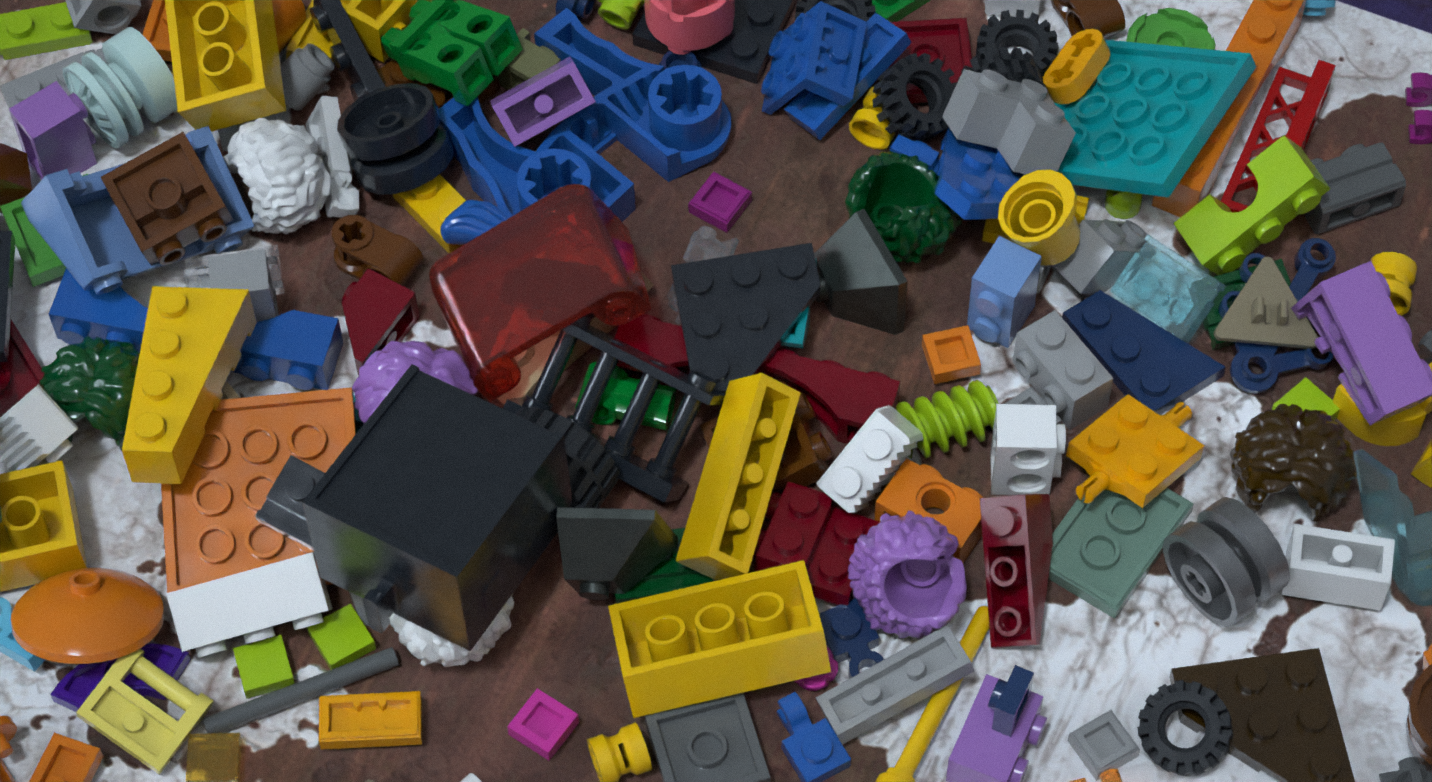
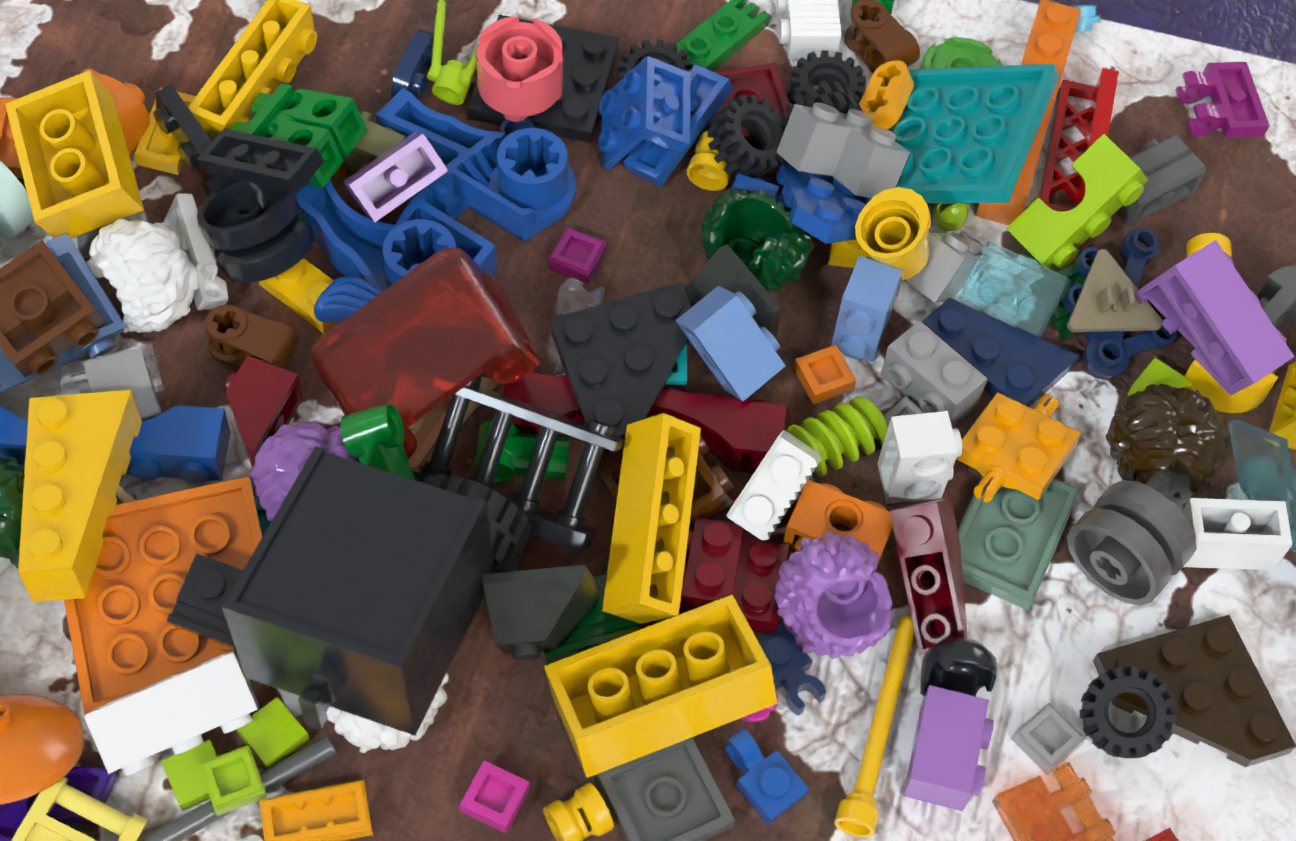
camera: 15 degrees left, 0 degrees up
(297, 674) = (232, 780): none -> lime tile
(305, 75) = (157, 176): light grey brick -> none
(407, 72) = (261, 160): none -> black plate
(479, 366) = (377, 439): none -> green piece
(851, 310) = (732, 342): none -> medium blue brick
(895, 684) = (839, 706): light grey plate -> none
(1010, 699) = (963, 710): dark blue plate -> none
(1025, 651) = (958, 666): none -> black hair

